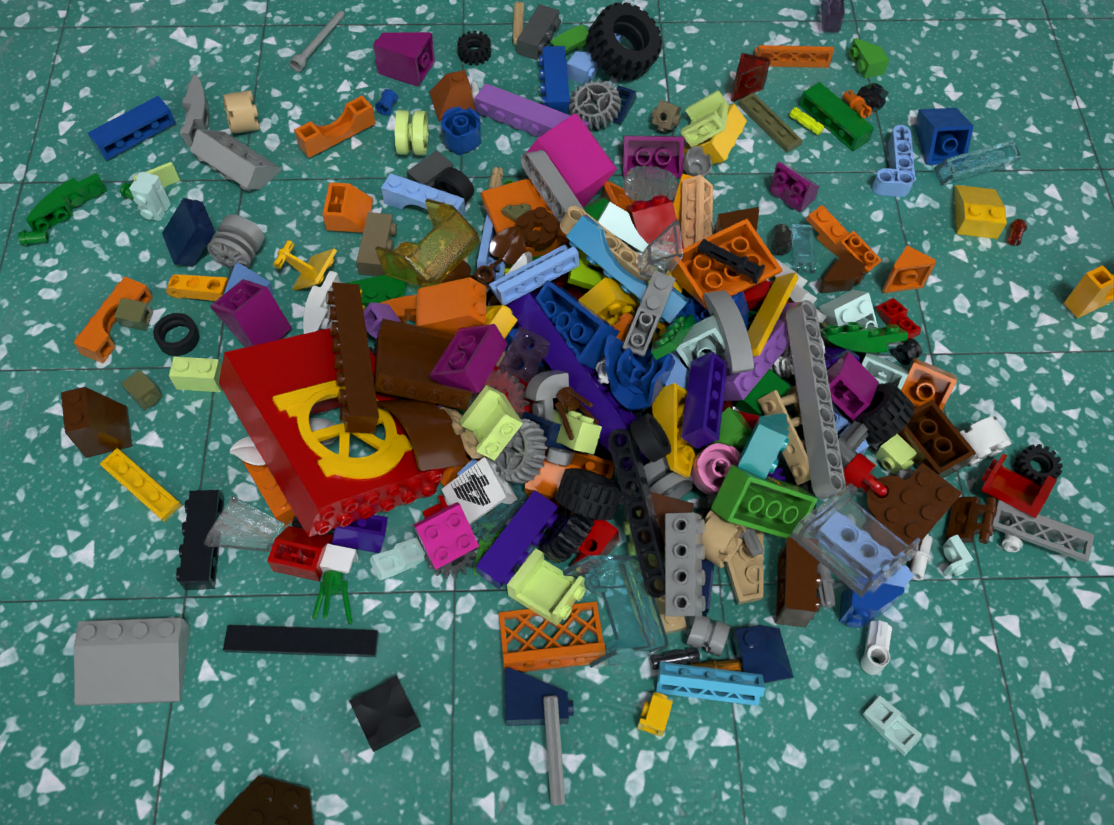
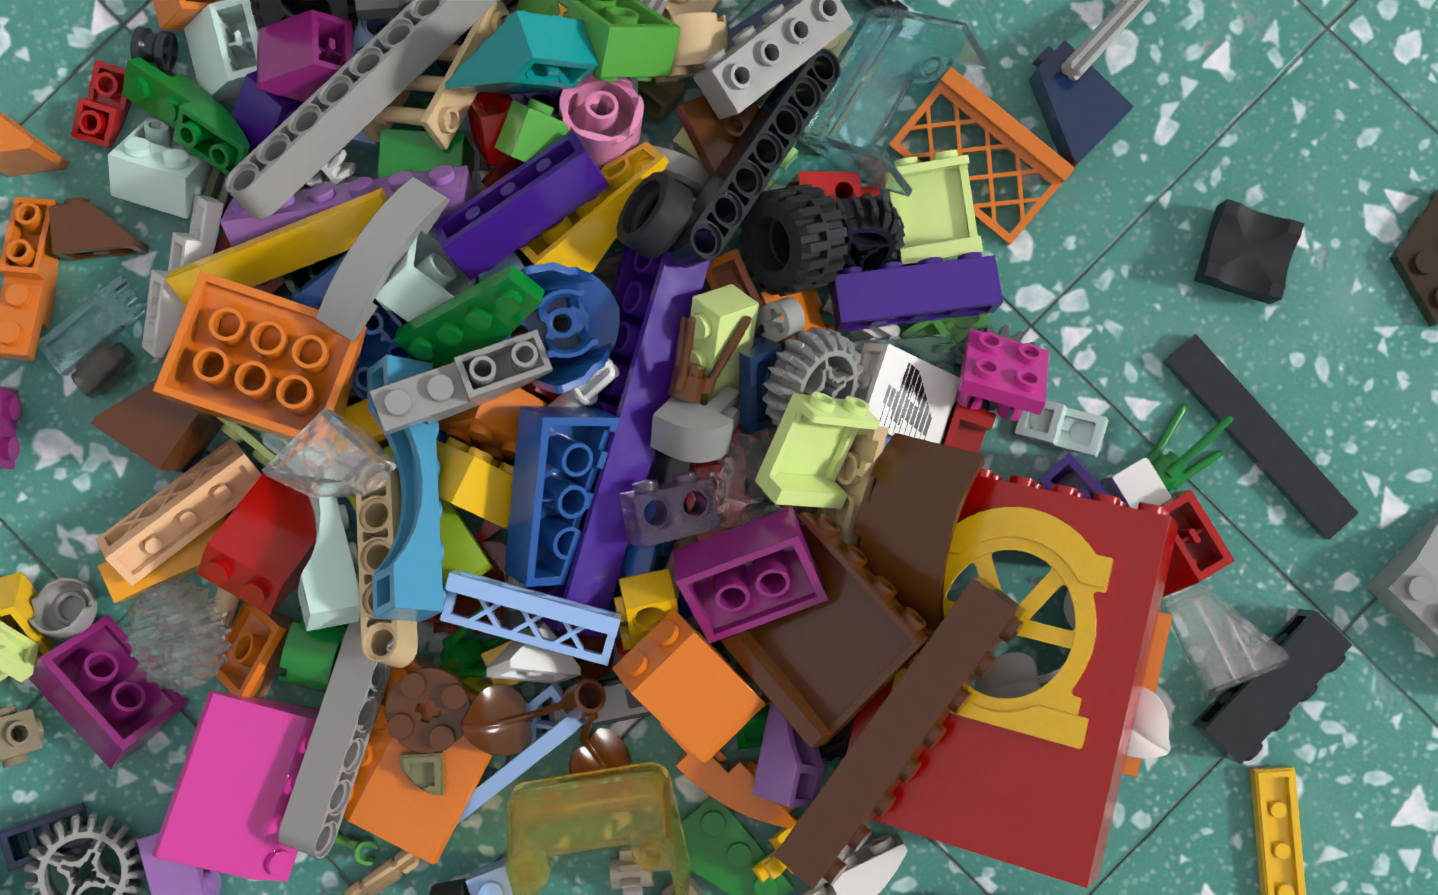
camera: 135 degrees left, 25 degrees up
(741, 264) = (254, 326): black pin -> none

